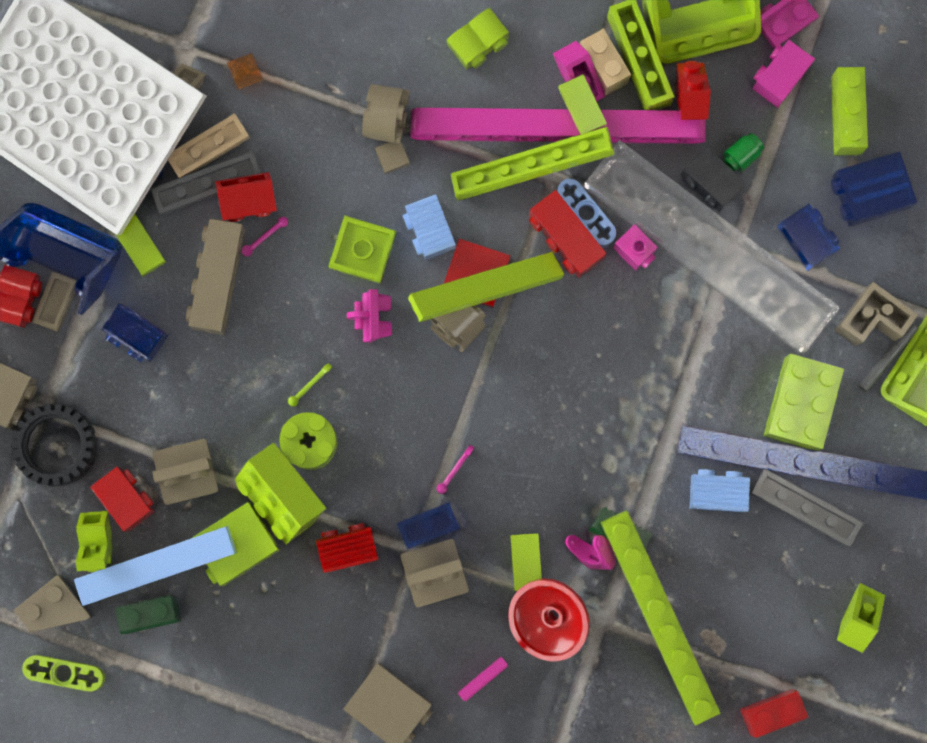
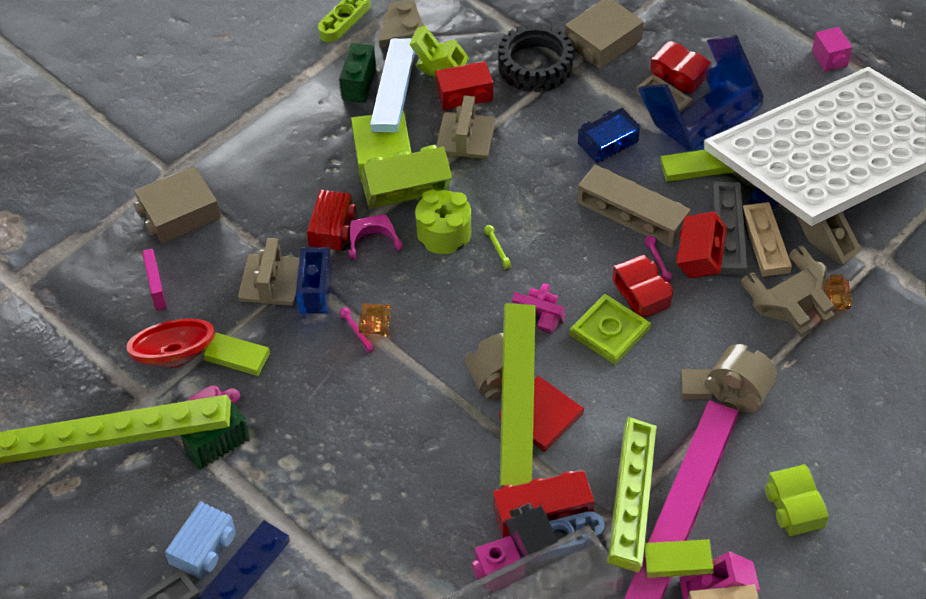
camera: 115 degrees right, 30 degrees down
(267, 99) = (795, 295): none -> dark tan connector
(308, 235) = (642, 286): none -> red brick
(333, 501) = (372, 224): none -> dark pink helmet
(430, 227) = (606, 385): light blue brick -> none
(446, 452) = (375, 319): none -> clear orange tile
(615, 221) = (530, 529): none -> black brick

